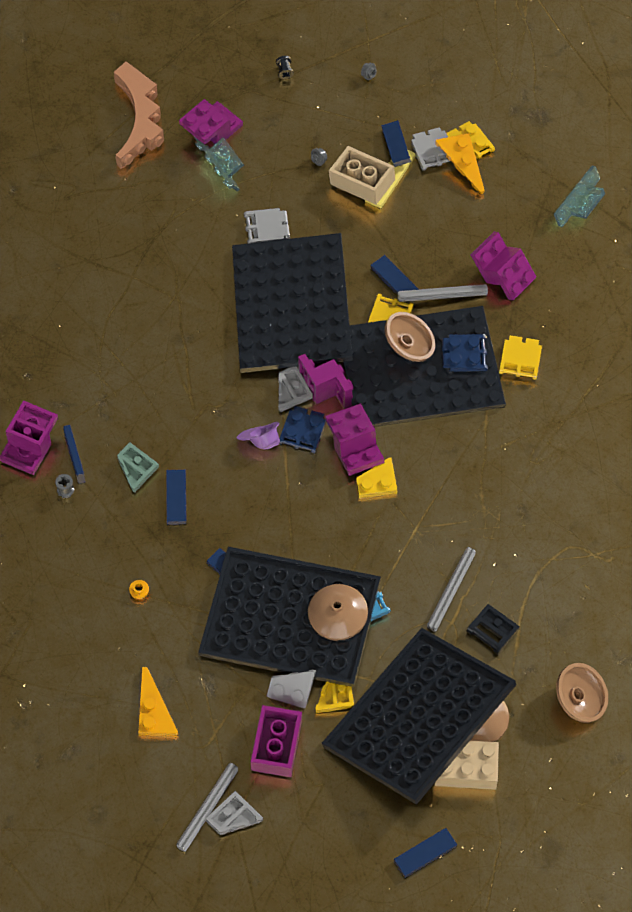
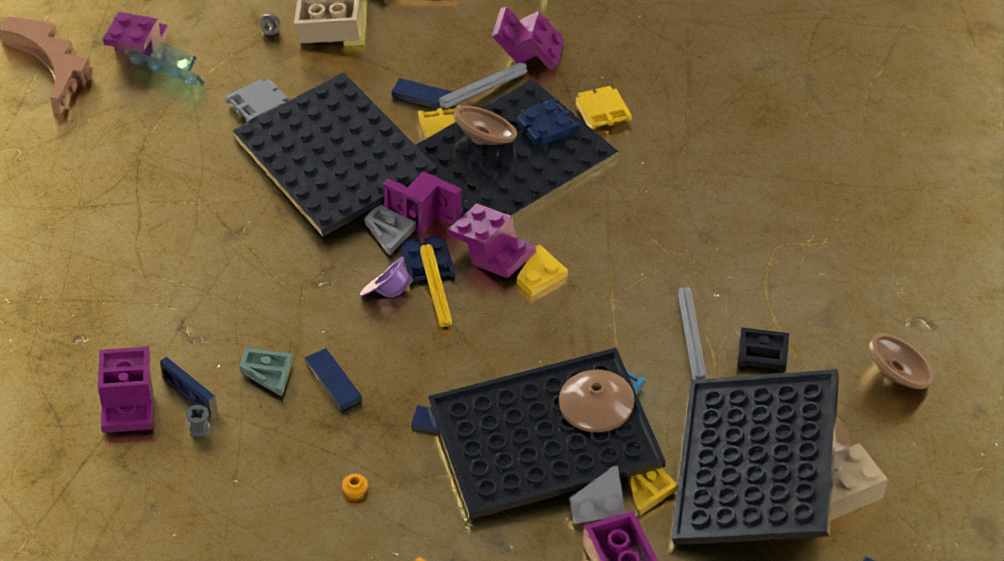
camera: 30 degrees left, 15 degrees down
(291, 457) = (436, 286): none -> yellow axle

